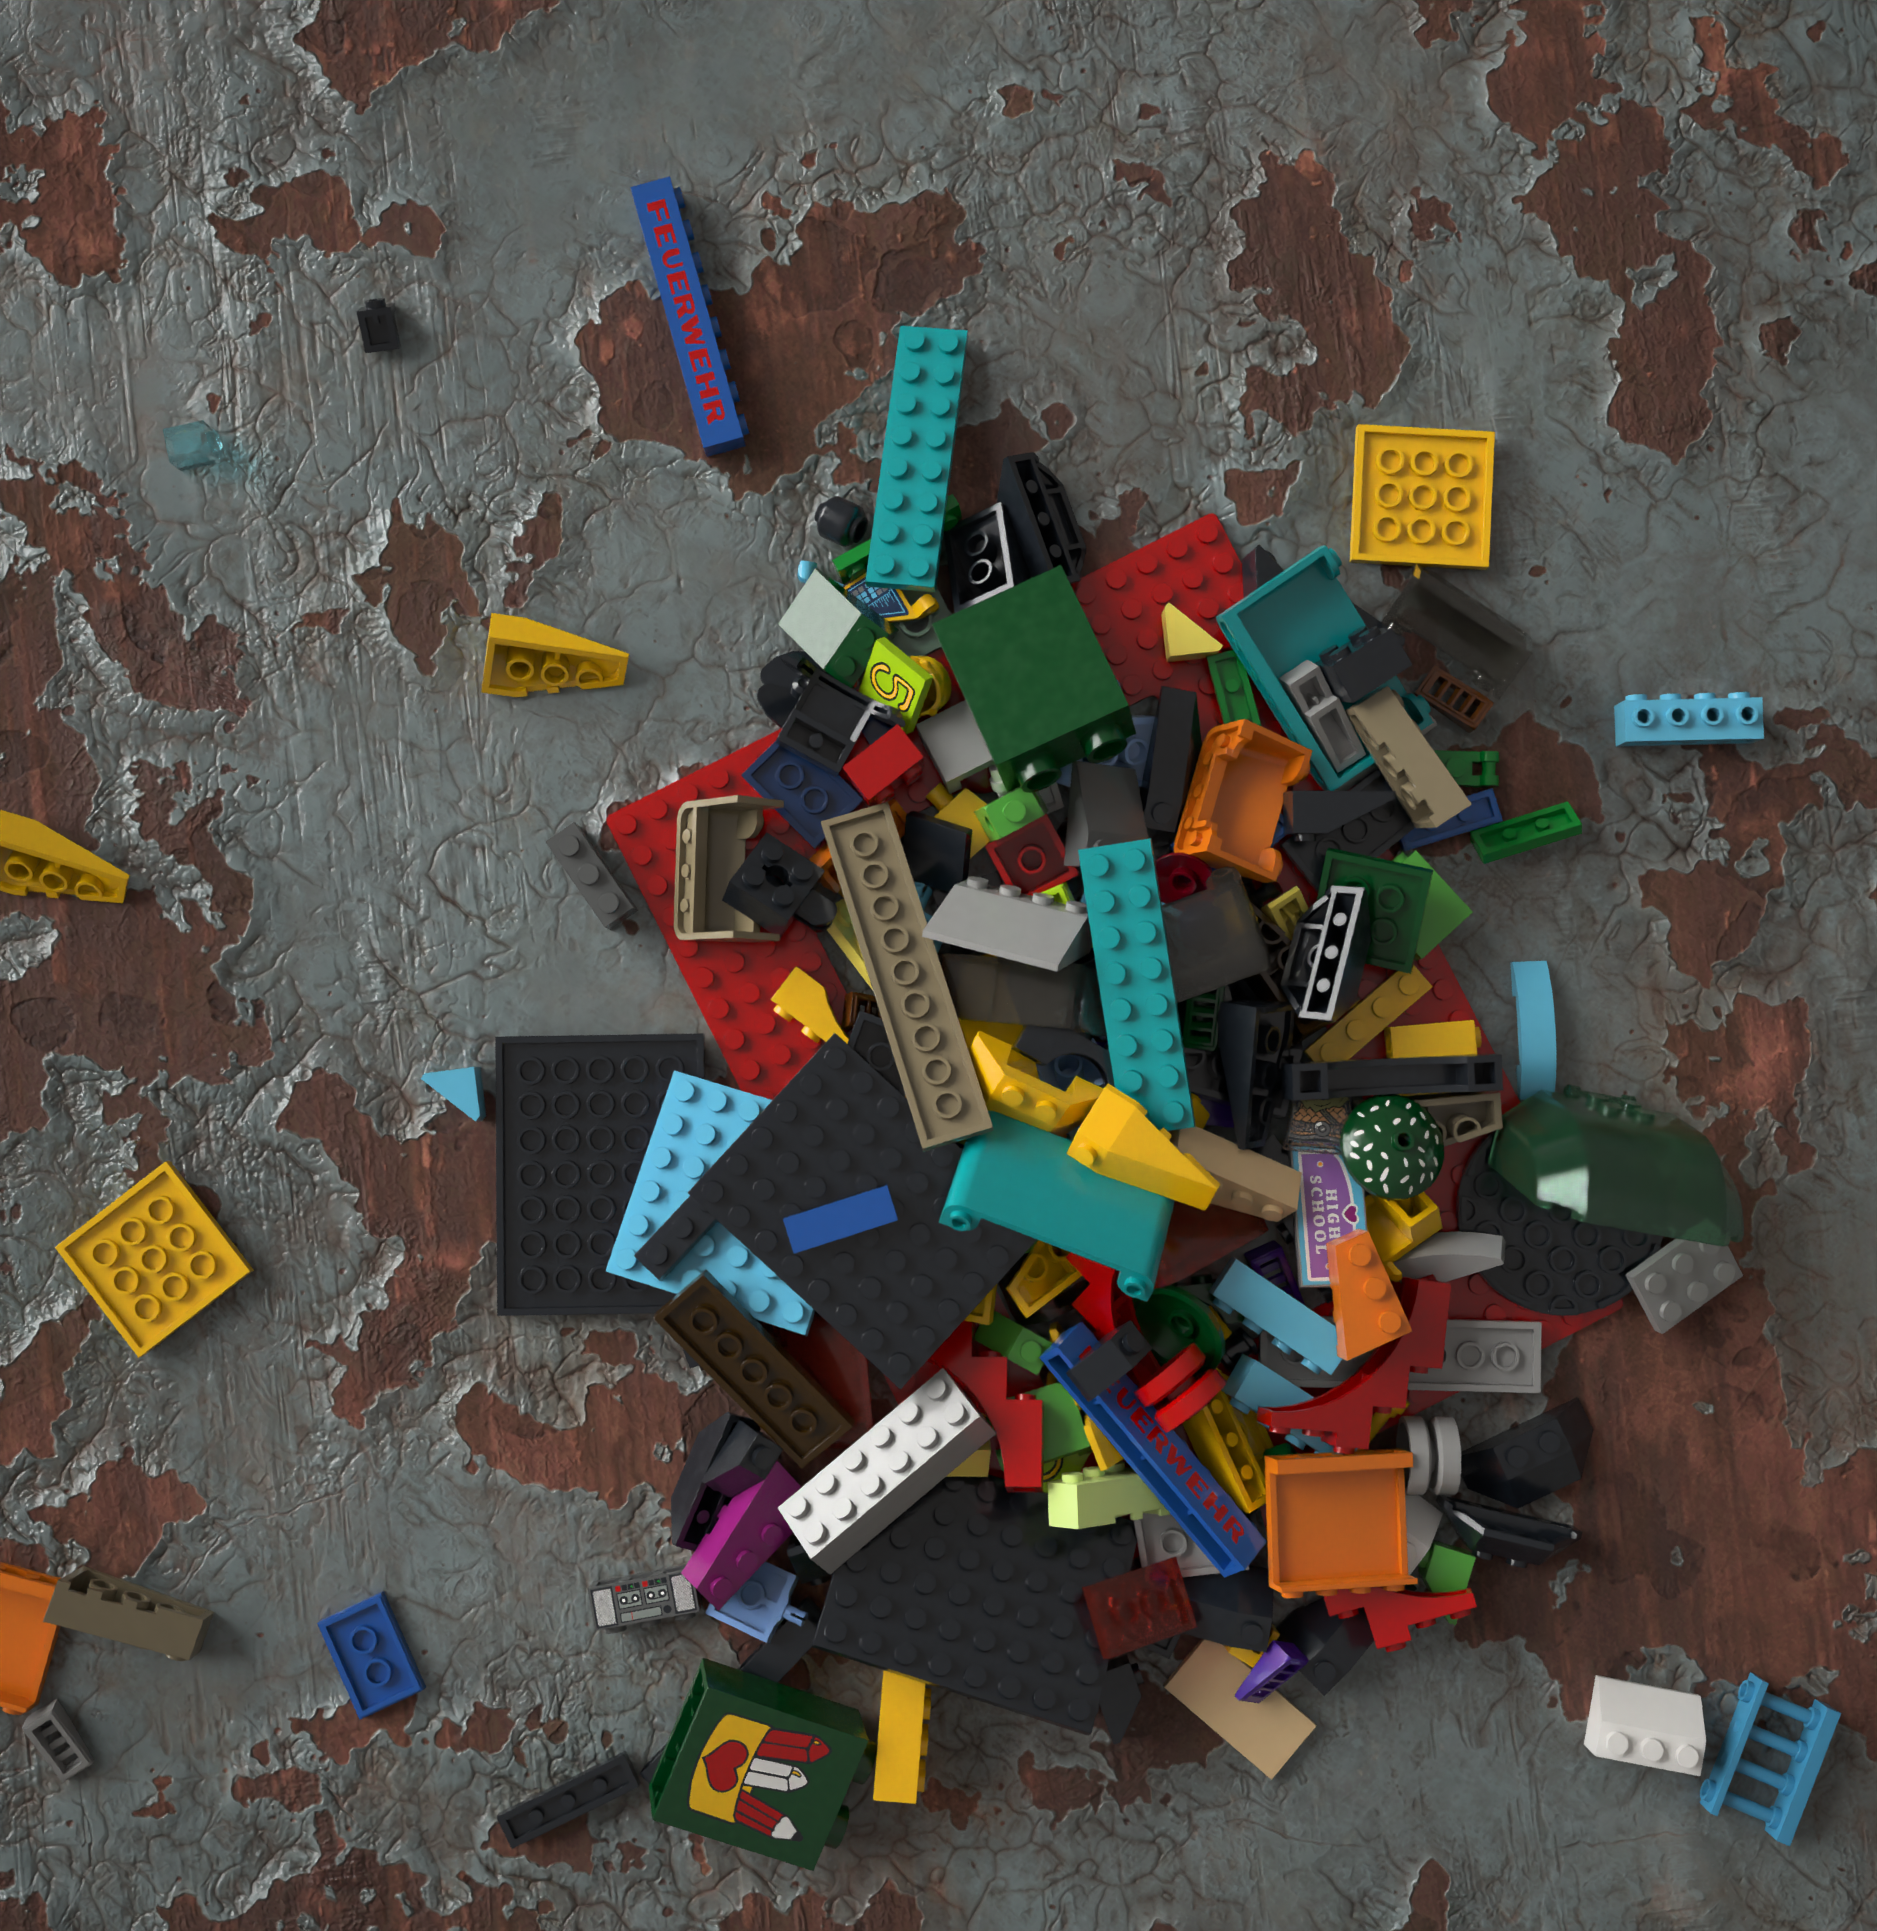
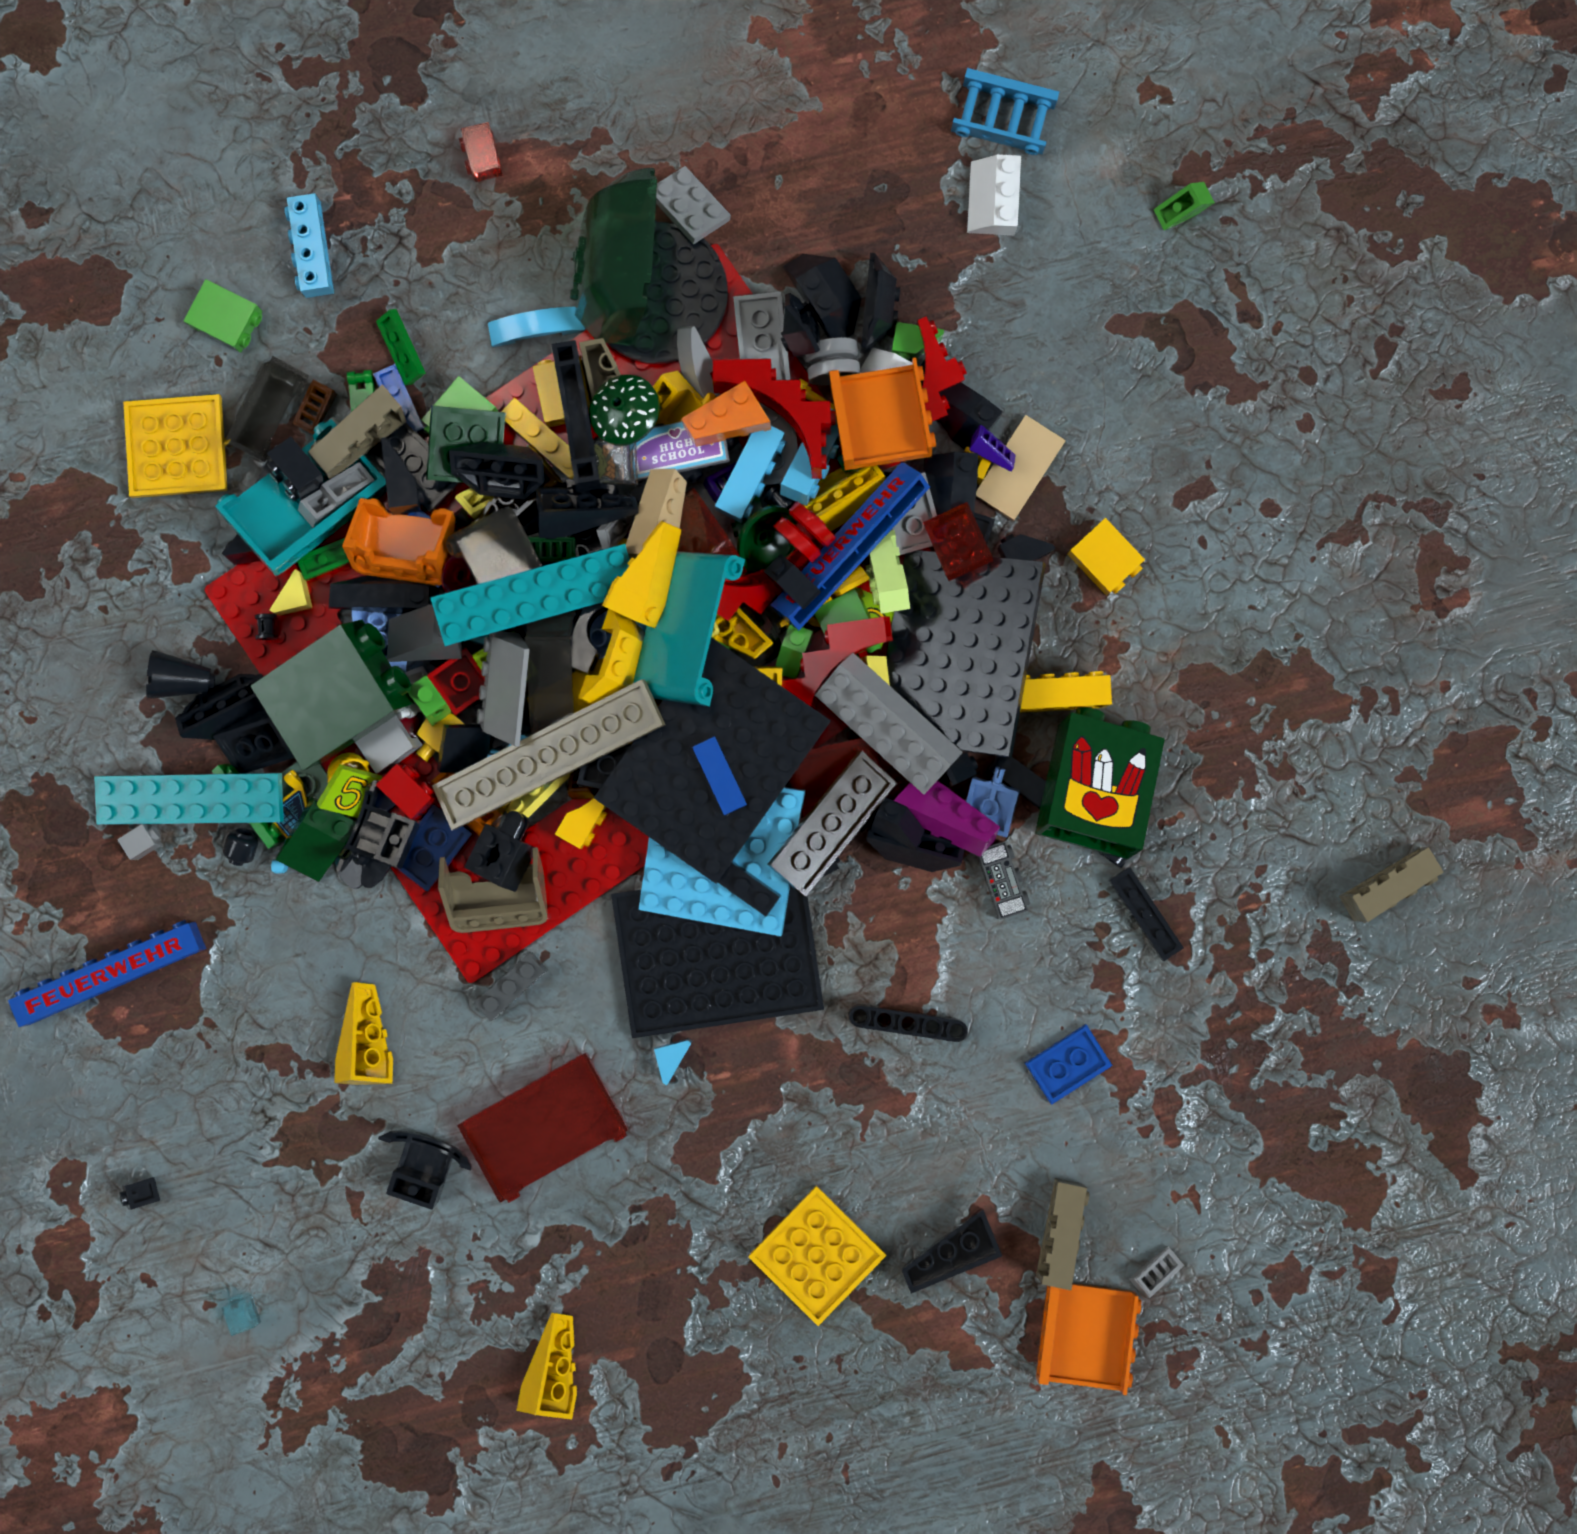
camera: 95 degrees left, 0 degrees up
(125, 1455) = (956, 1252): none -> black wedge
(356, 720) = (422, 1167): none -> black piece
(390, 895) = (543, 1127): none -> clear red windscreen
(453, 1448) = (918, 1029): none -> black beam
(867, 383) = (140, 841): none -> light grey brick
(1091, 1816) = (1106, 557): none -> yellow brick
(1092, 461) = (176, 677): none -> black cone
(1146, 594) = (266, 626): none -> black bush
(1215, 1107) = (613, 532): none -> light grey tile
(1481, 1415) = (799, 327): none -> black wedge
(1601, 587) = (223, 315): none -> bright green panel
(1798, 983) = (481, 152): none -> clear red brick

